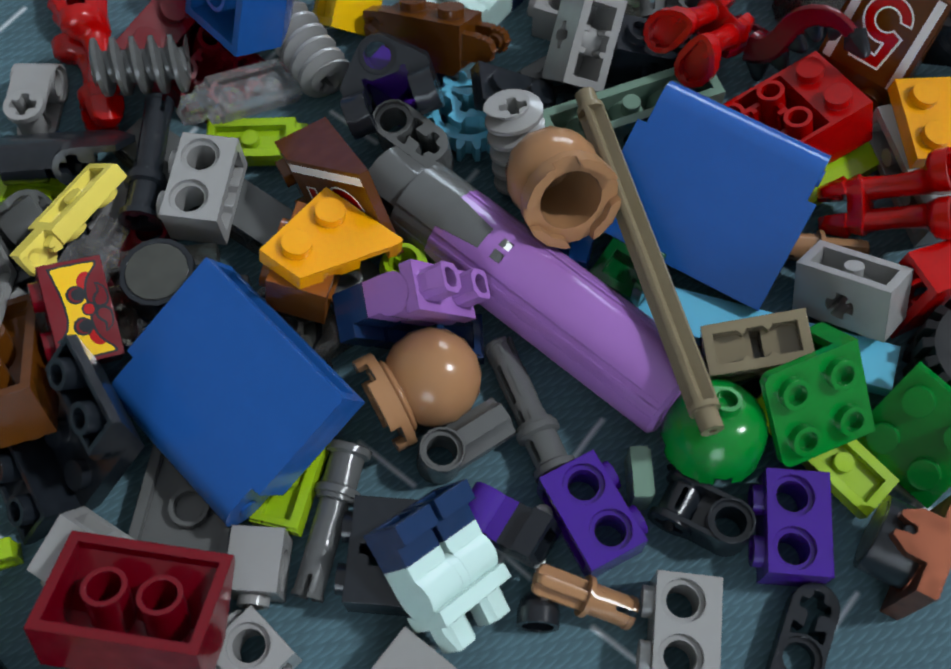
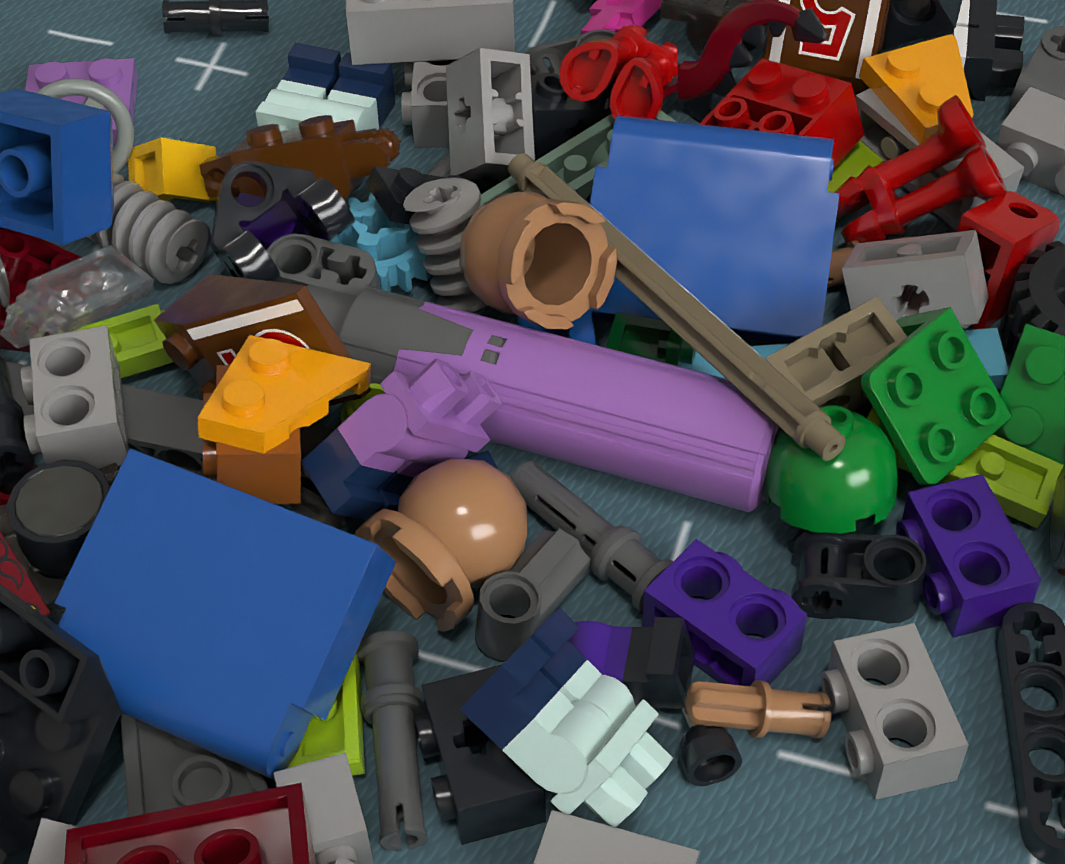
camera: 20 degrees left, 15 degrees down
(639, 477) = (762, 553): sand green tile -> none

